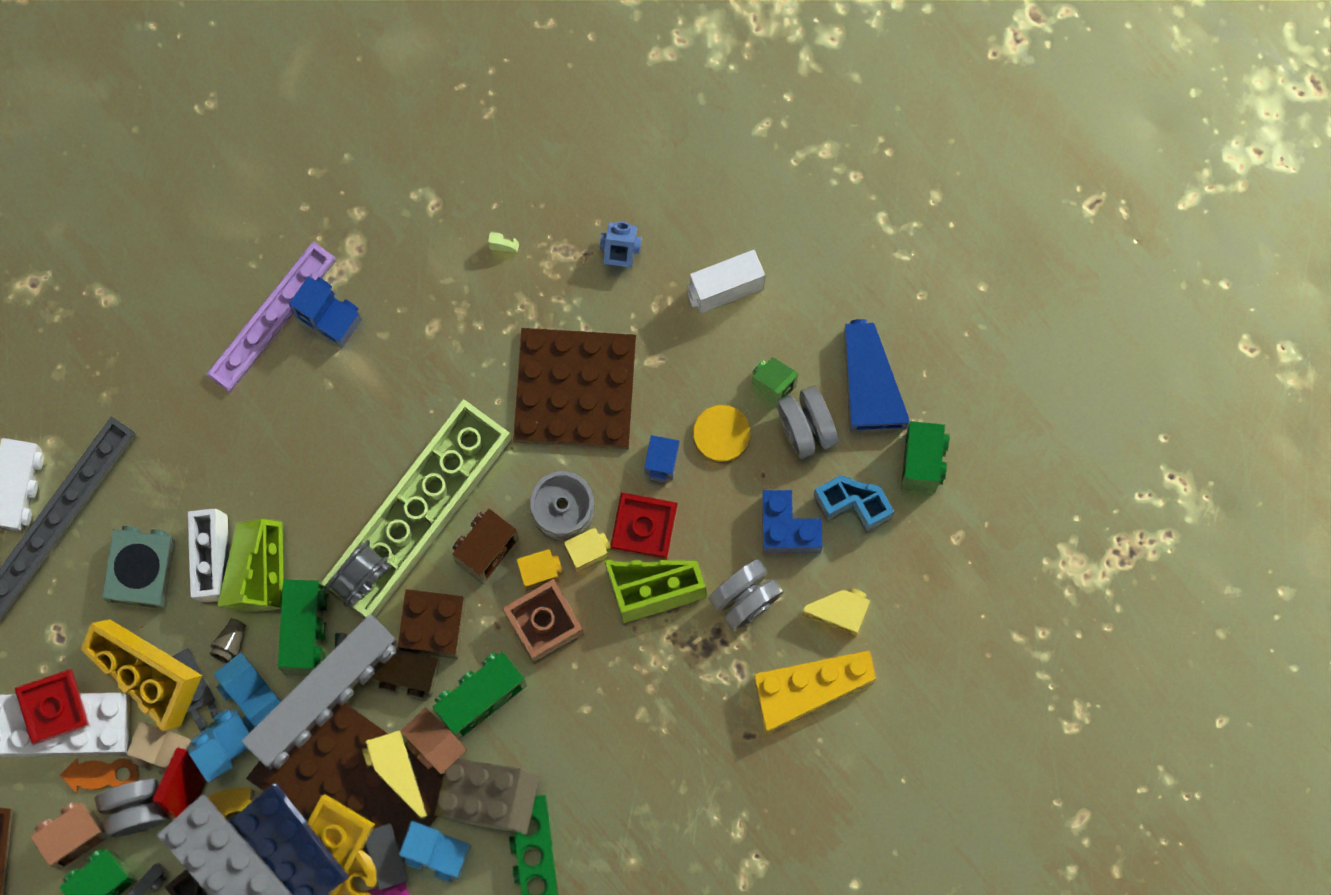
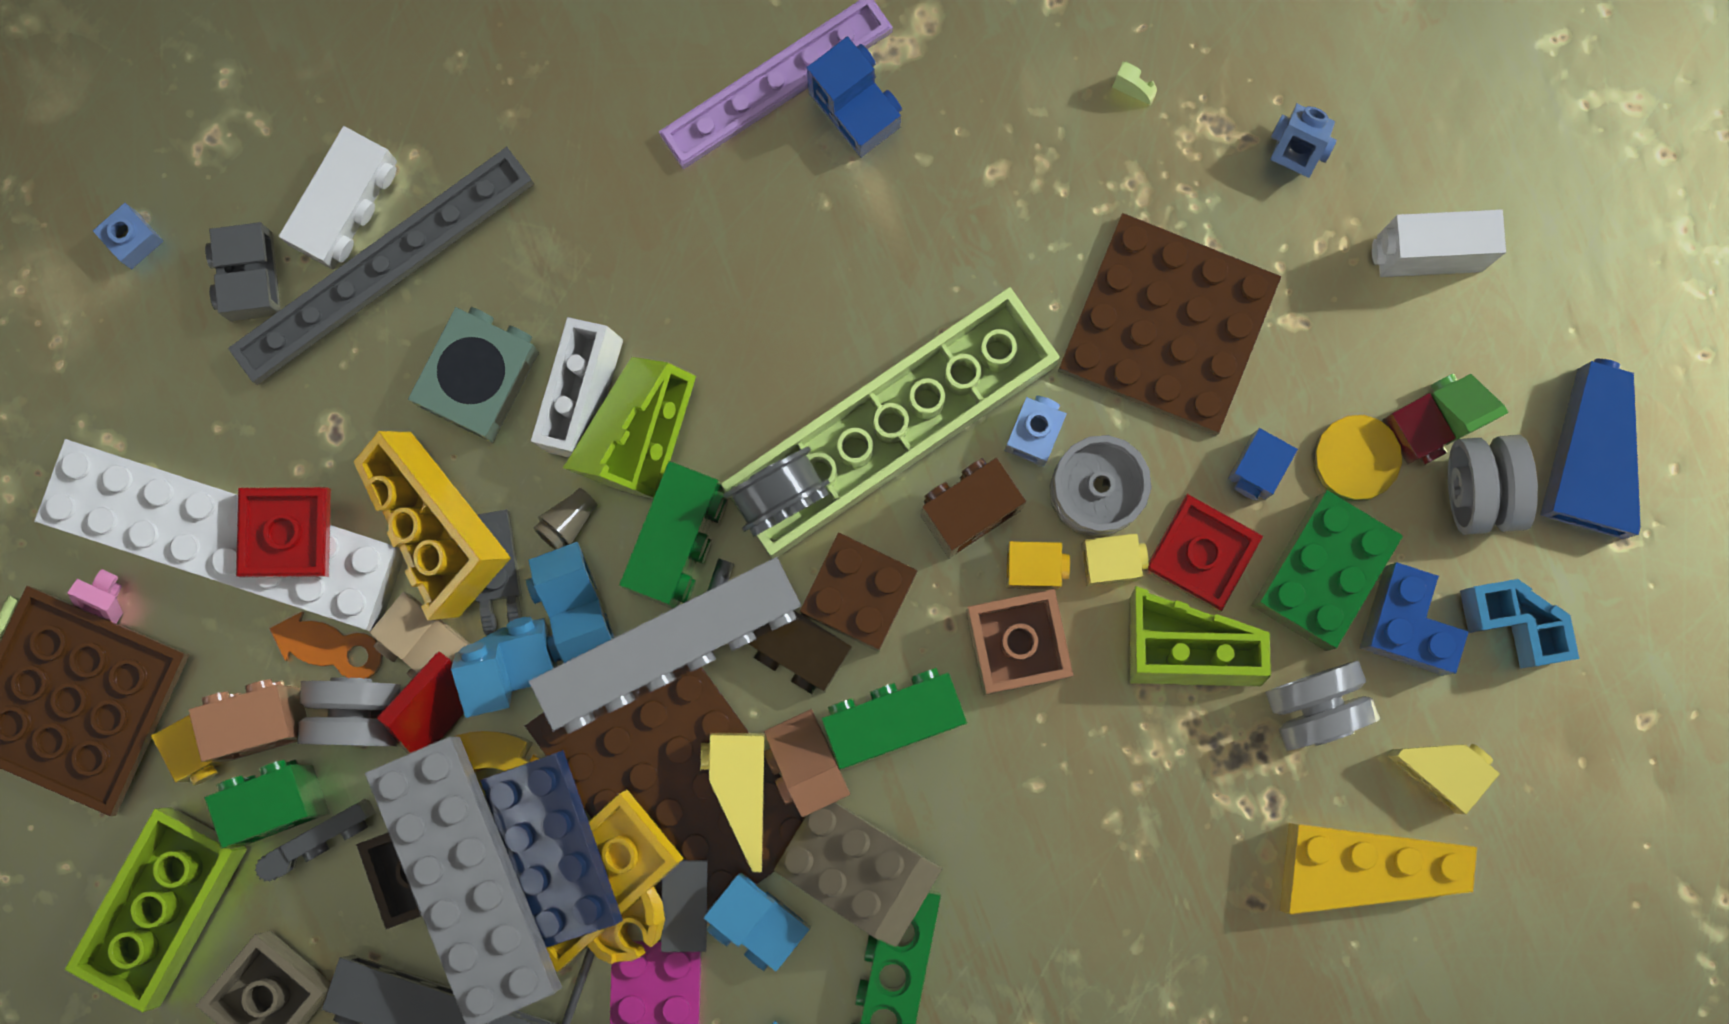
camera: 20 degrees right, 5 degrees up
(34, 869) = (181, 753): none -> yellow brick
(511, 484) = (1036, 430): none -> light blue brick
(723, 511) = (1327, 571): none -> green brick
(754, 403) = (1420, 430): none -> dark red brick
(923, 457) = (1644, 591): green brick -> none

